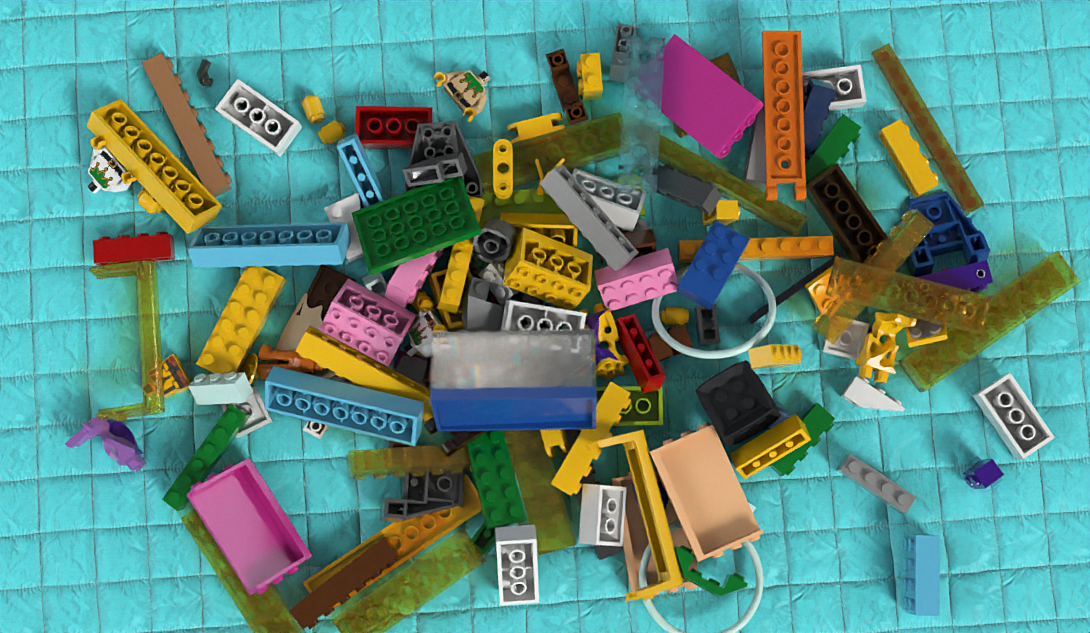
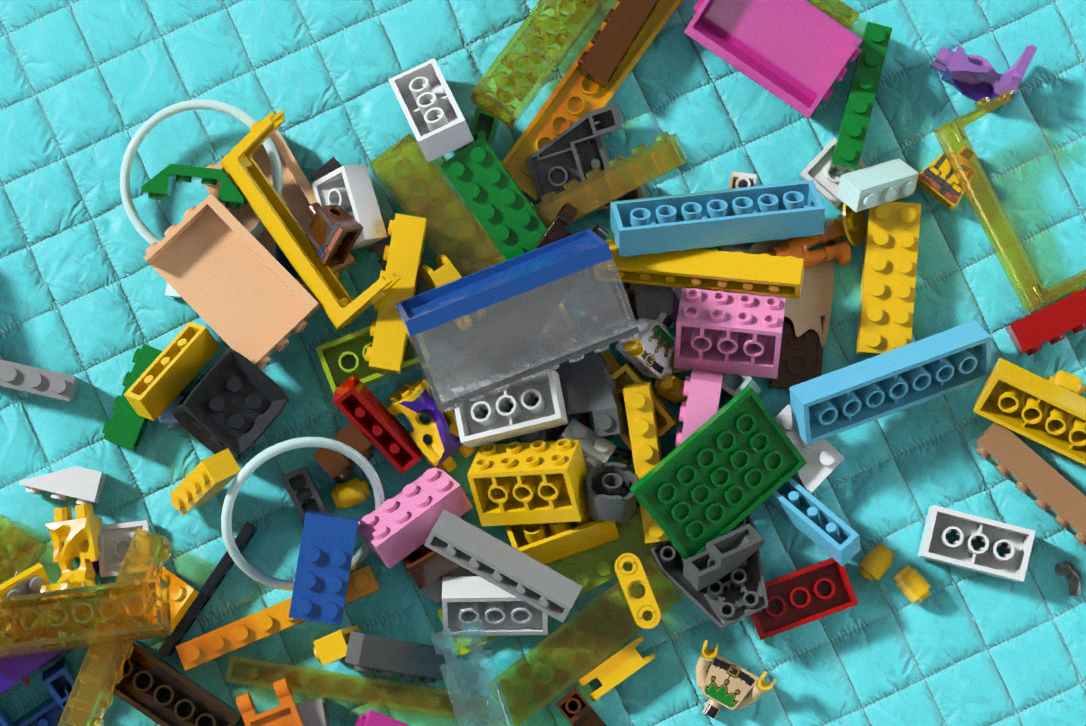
camera: 165 degrees right, 0 degrees up
(540, 191) = (580, 601): yellow plant -> none
(621, 500) = (332, 233): none -> reddish brown torso

